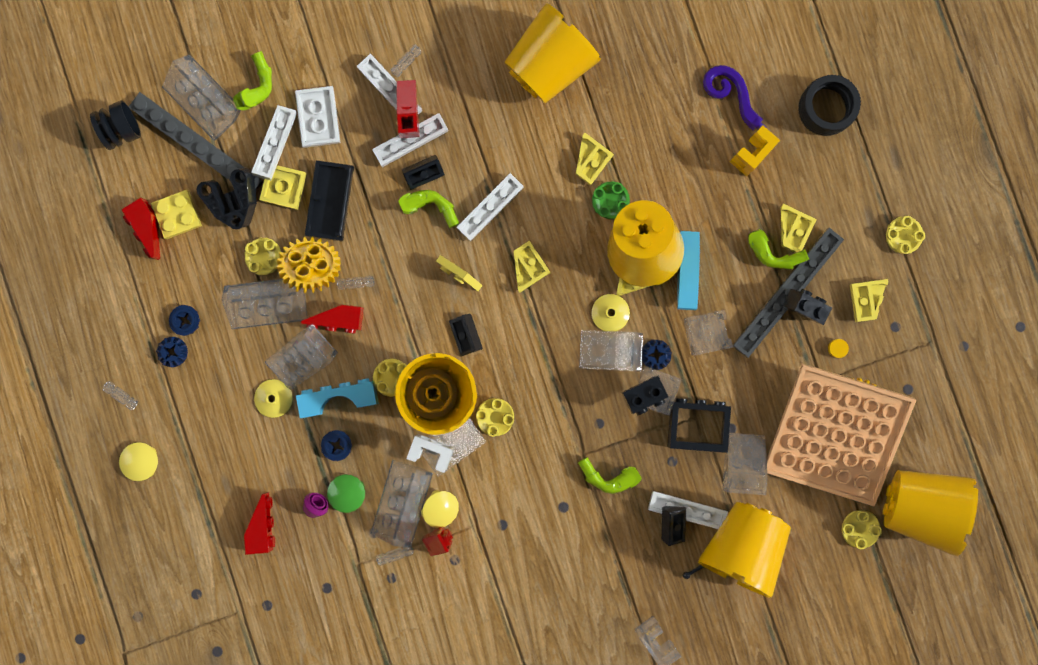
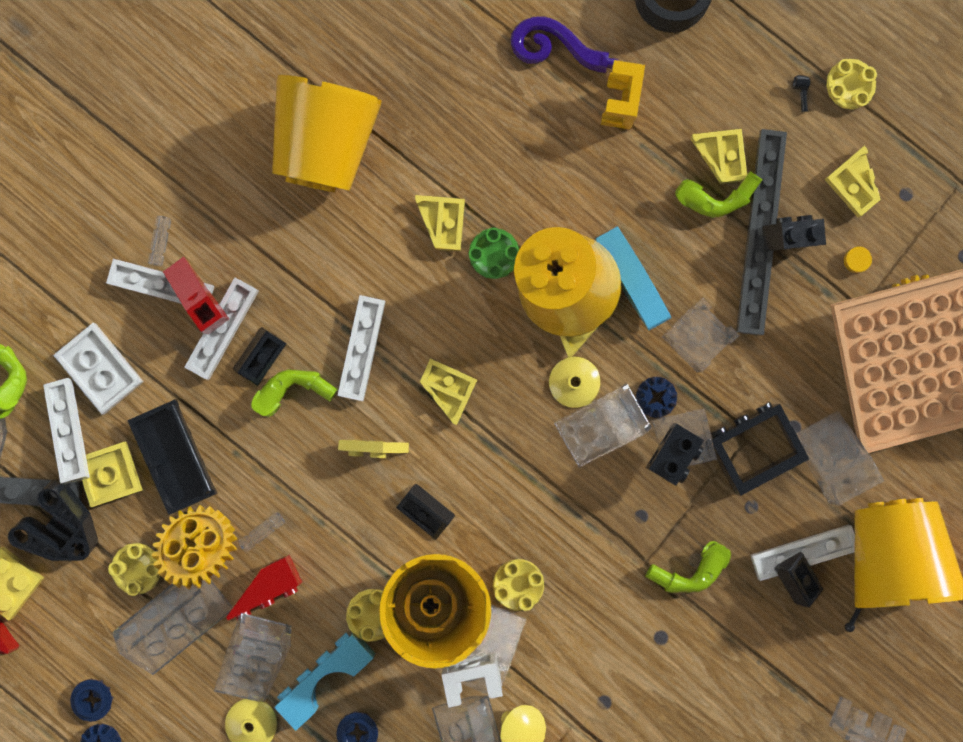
camera: 25 degrees left, 0 degrees up
(873, 215) = (802, 83): none -> black hand

